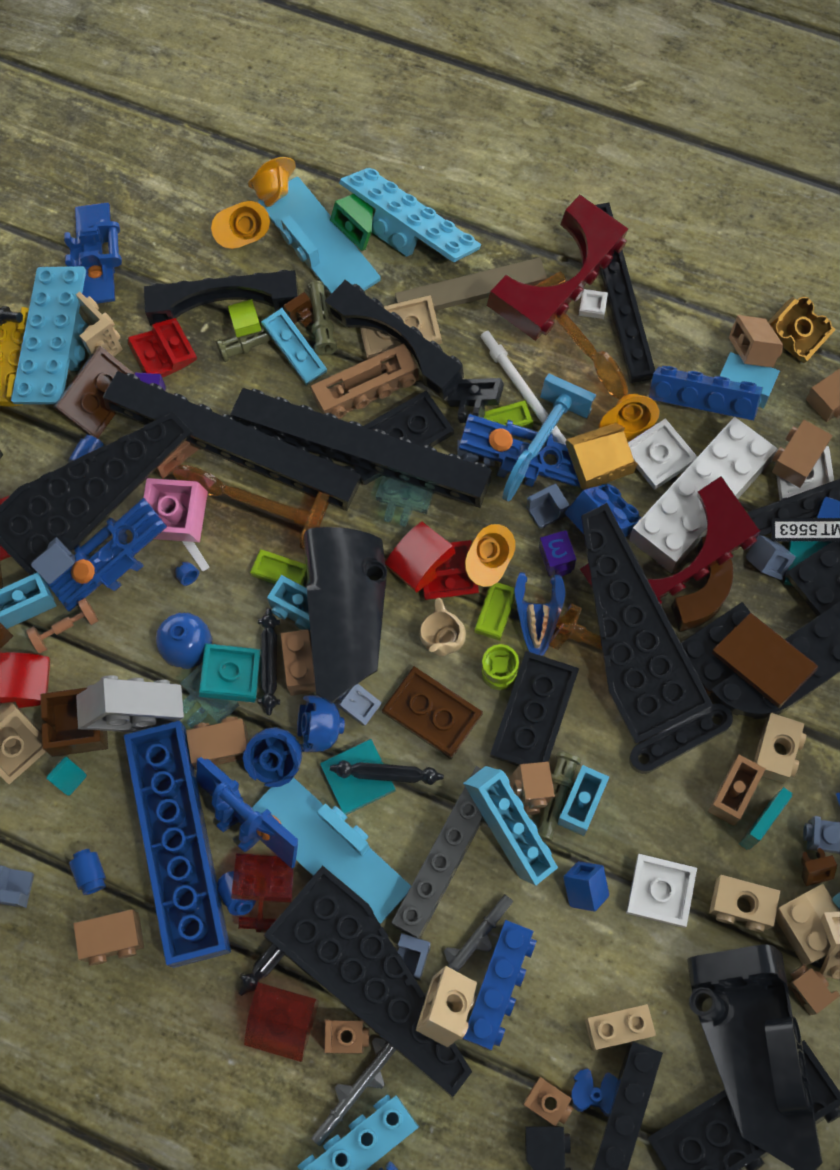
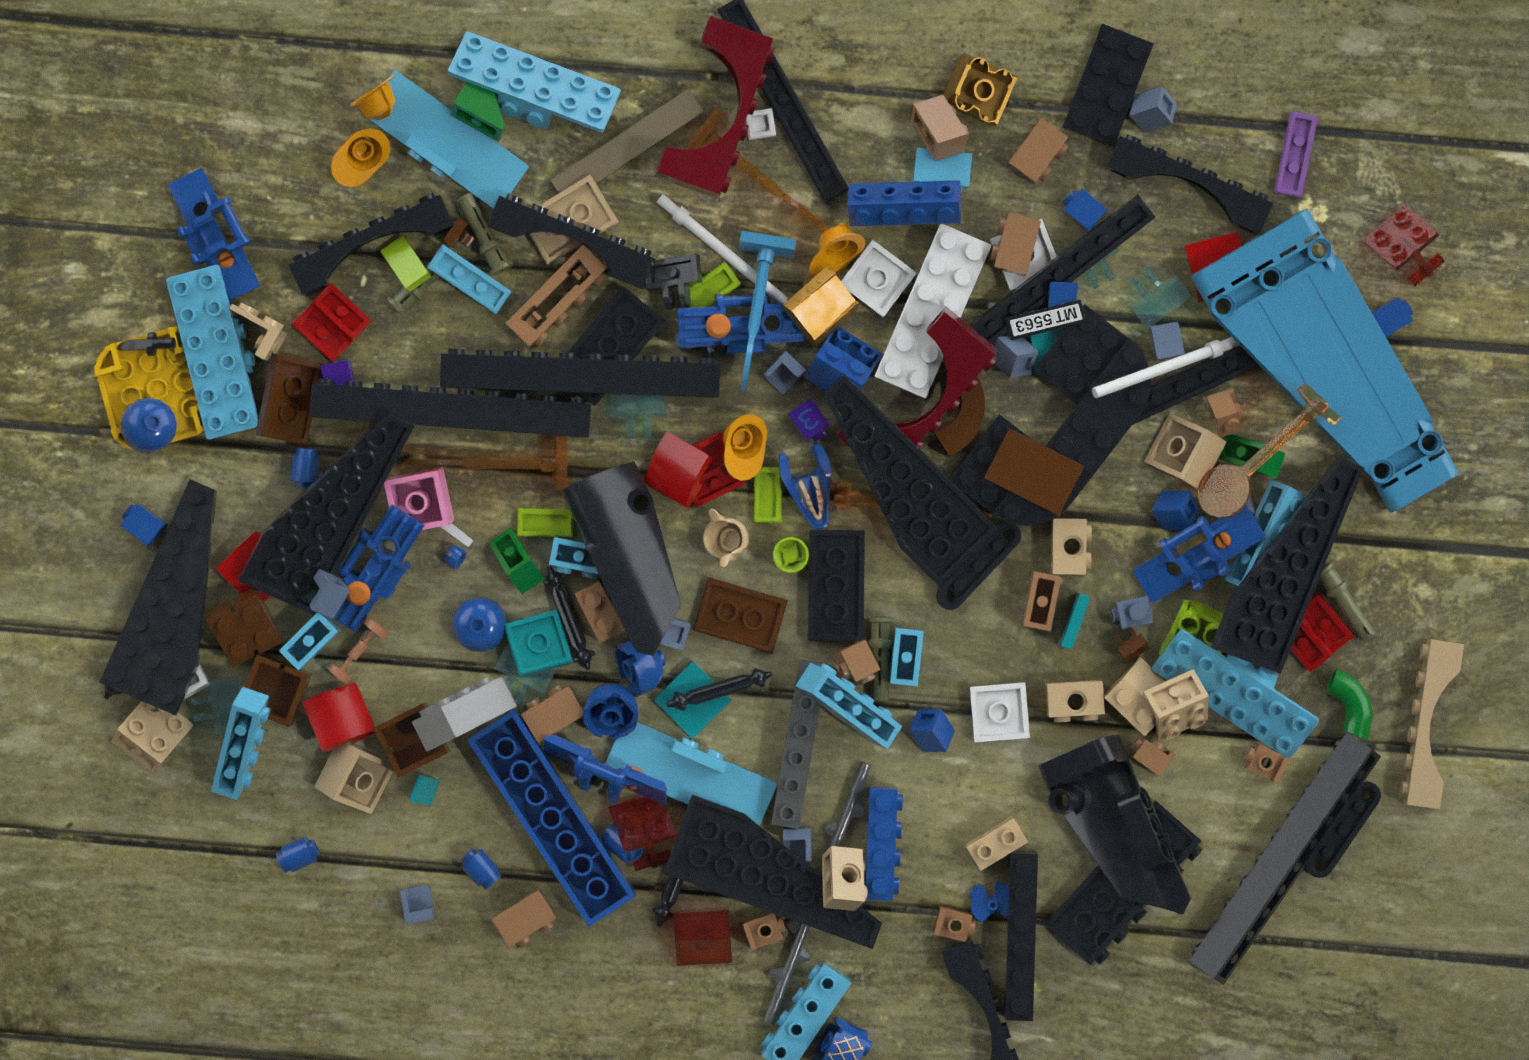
camera: 25 degrees left, 20 degrees up
(240, 594) = (516, 561): none -> green slope

